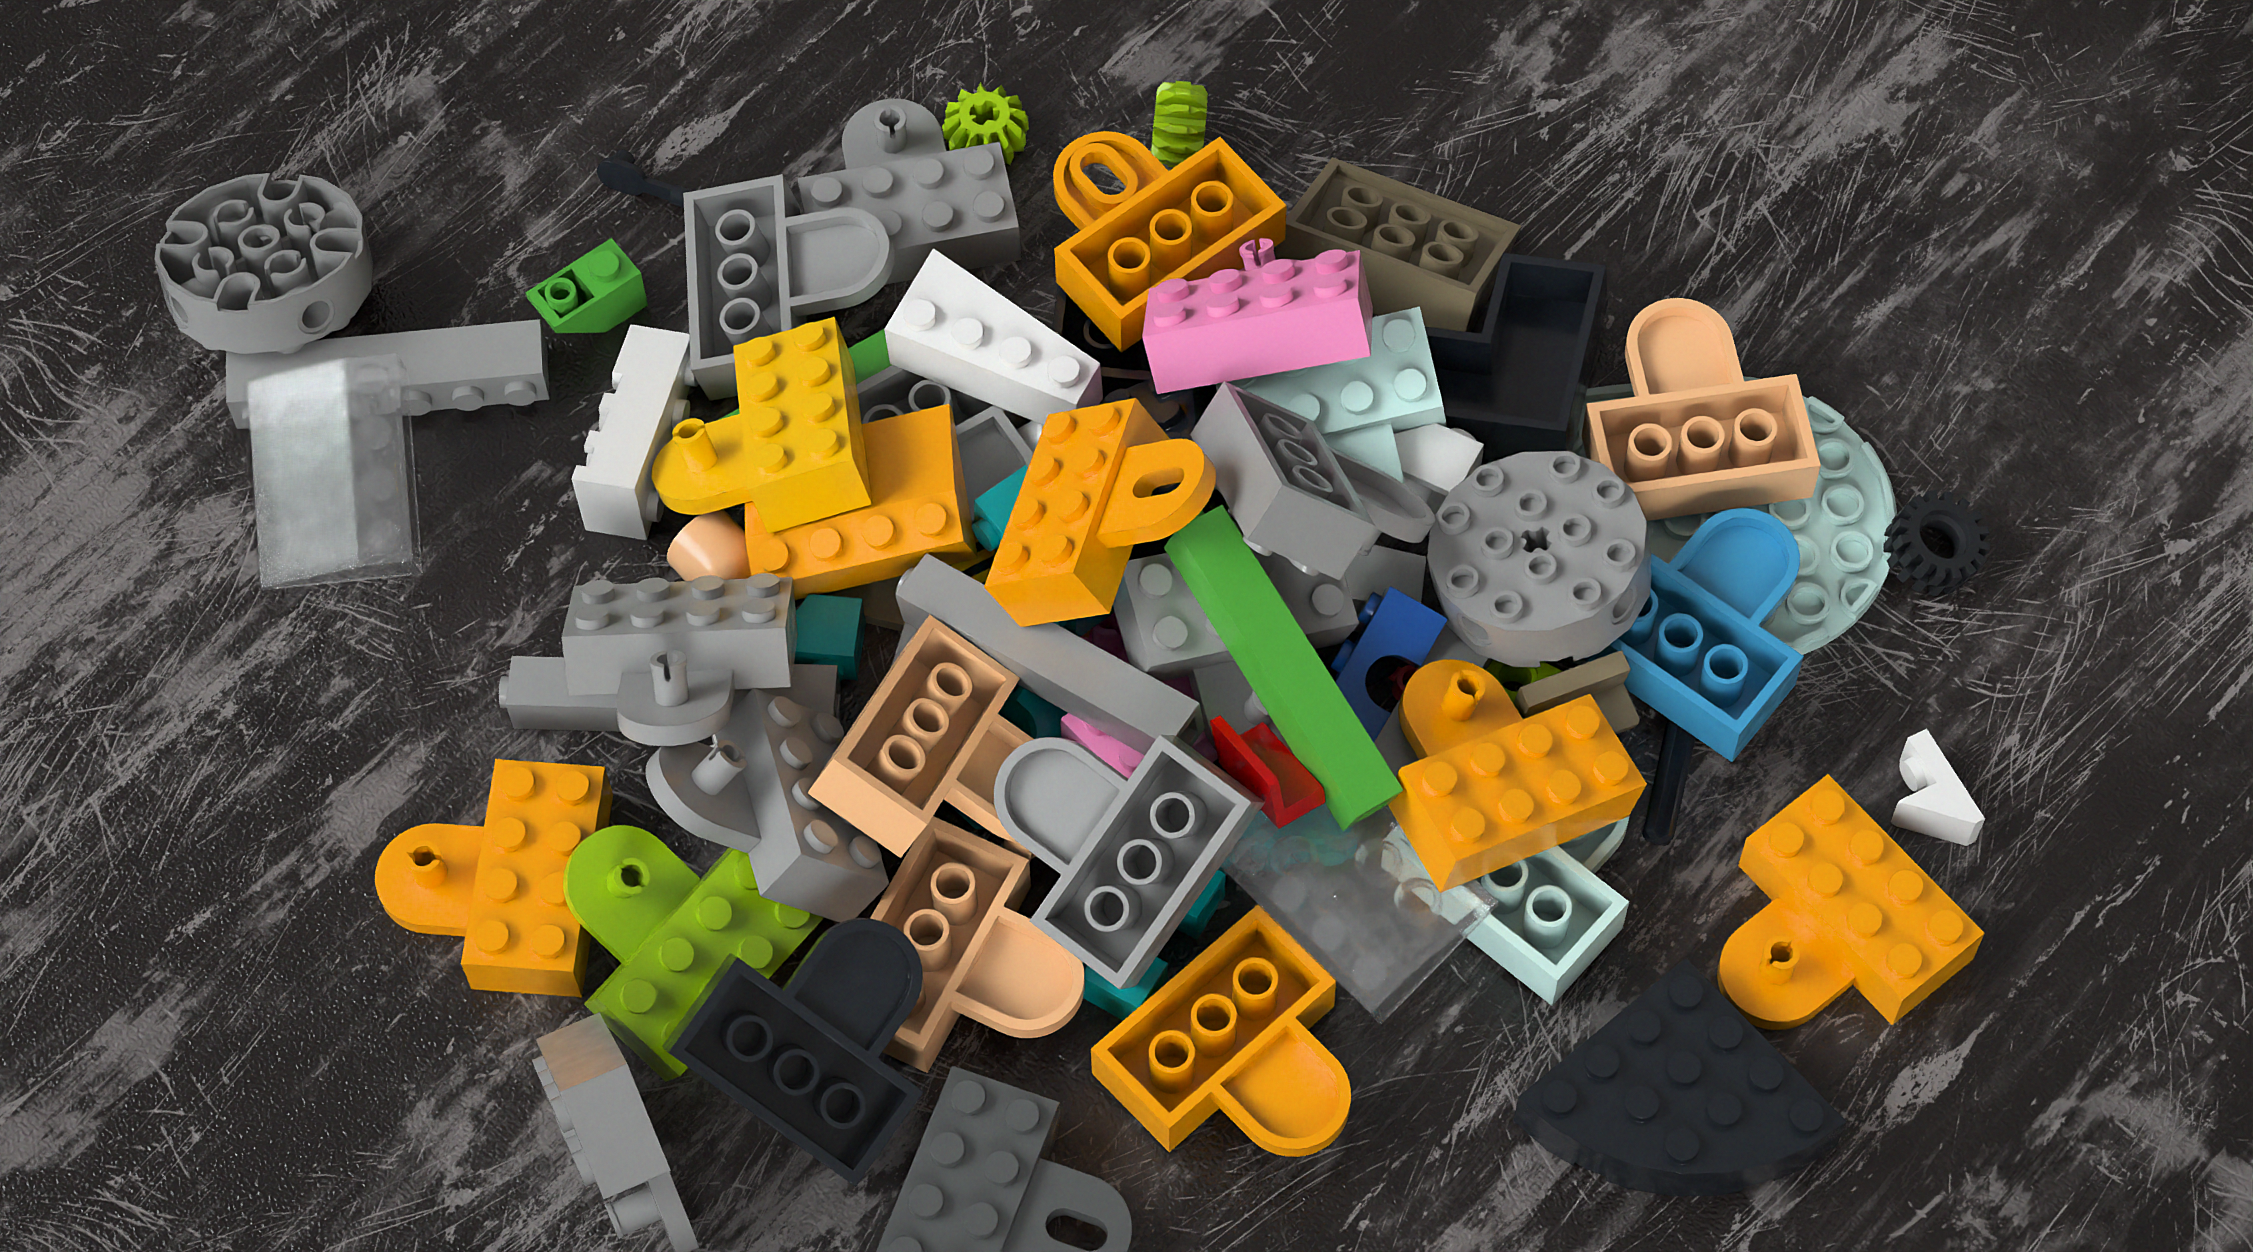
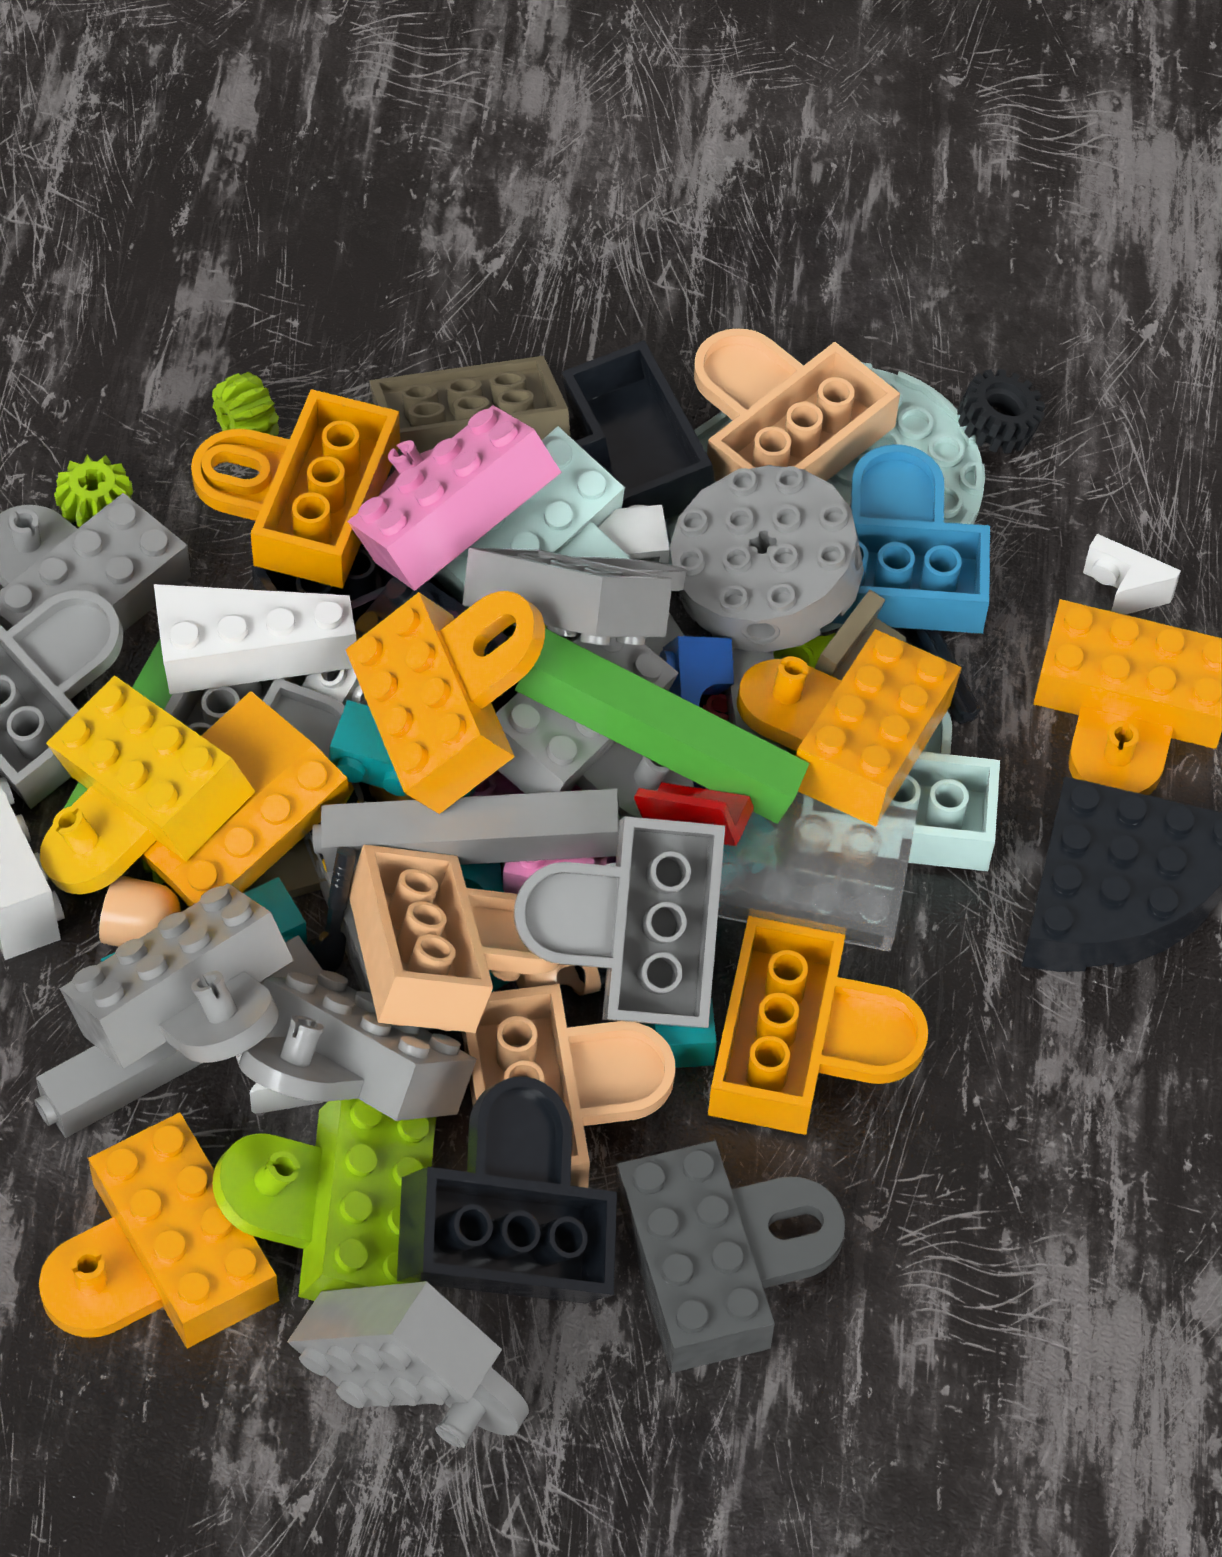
camera: 40 degrees left, 5 degrees down
(861, 688) = (330, 945): none -> black piece

